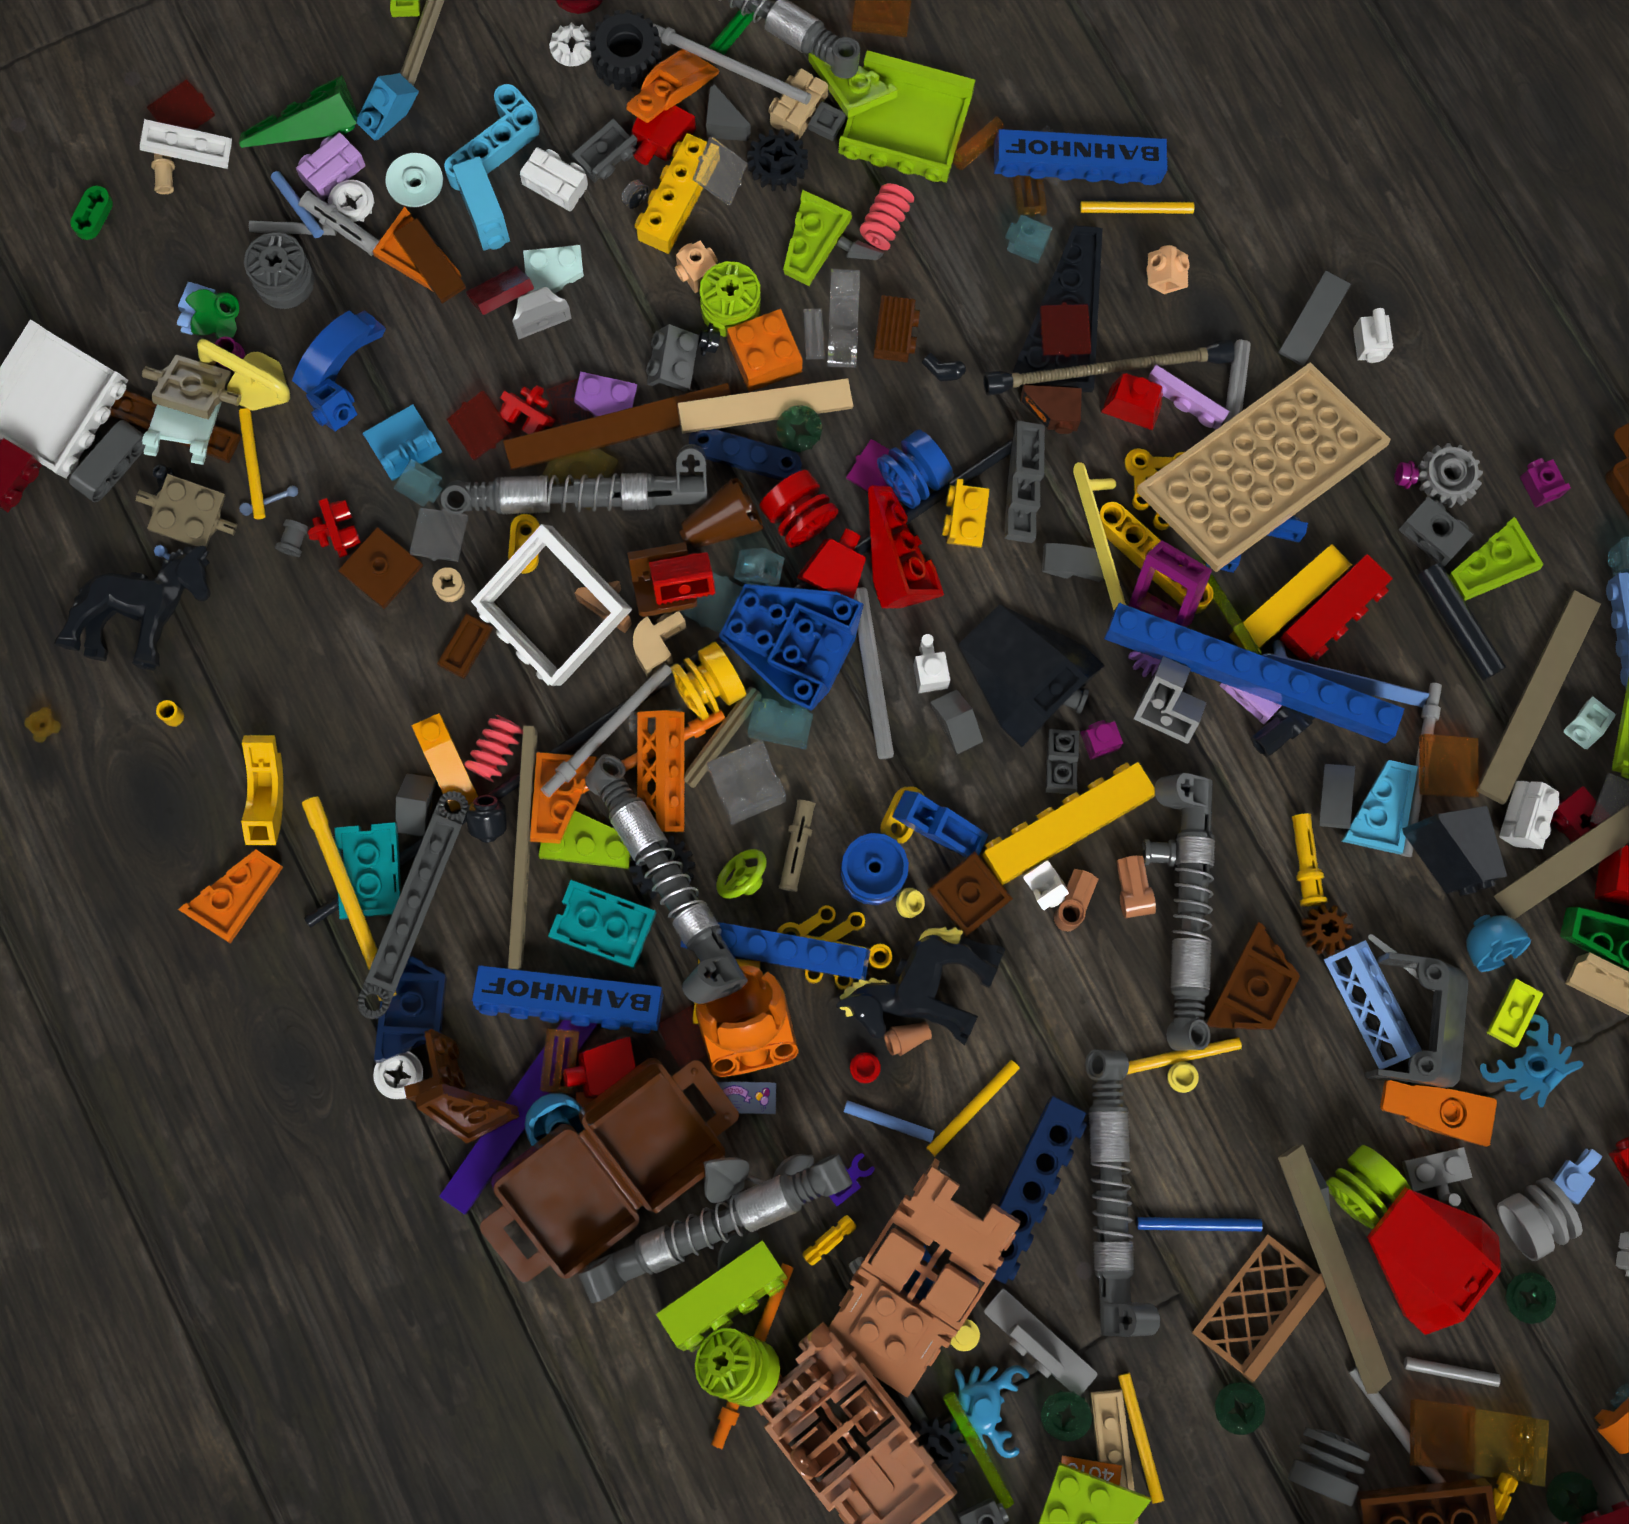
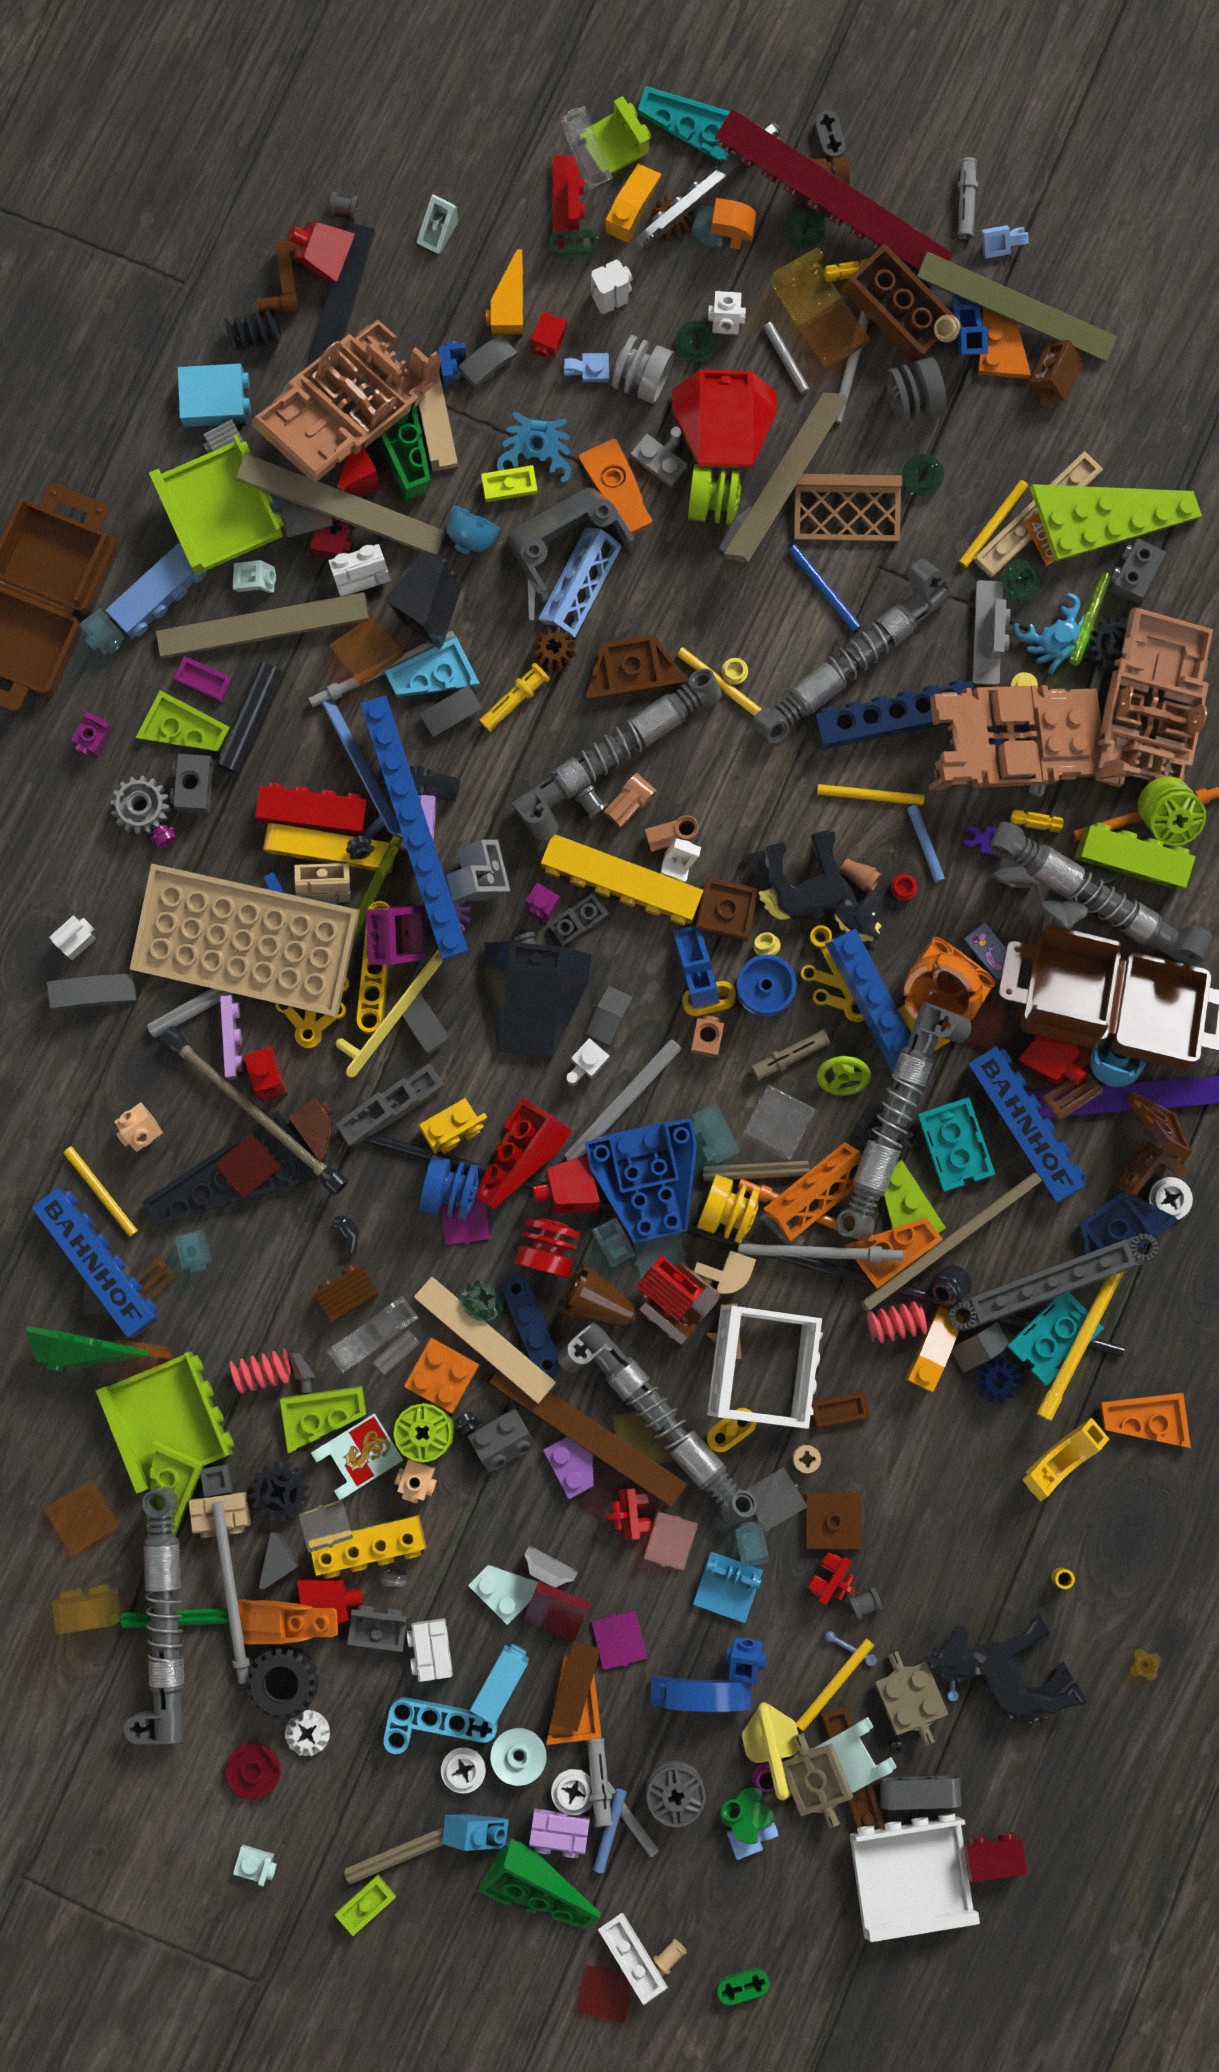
camera: 125 degrees left, 5 degrees up
(364, 799) = (990, 1373): none -> clear blue gear
(434, 125) = (458, 1782): none -> white gear
(436, 328) = (619, 1640): none -> magenta piece
(756, 240) = (360, 1454): none -> flag
(867, 773) = (707, 1048): none -> nougat brick
(1027, 85) = (75, 1351): none -> green wedge
(1263, 568) = (323, 882): none -> tan brick
(1272, 617) = (359, 847): none -> black plate
(1526, 611) = (202, 679): none -> magenta tile
(1533, 1343) = (726, 313): none -> white brick

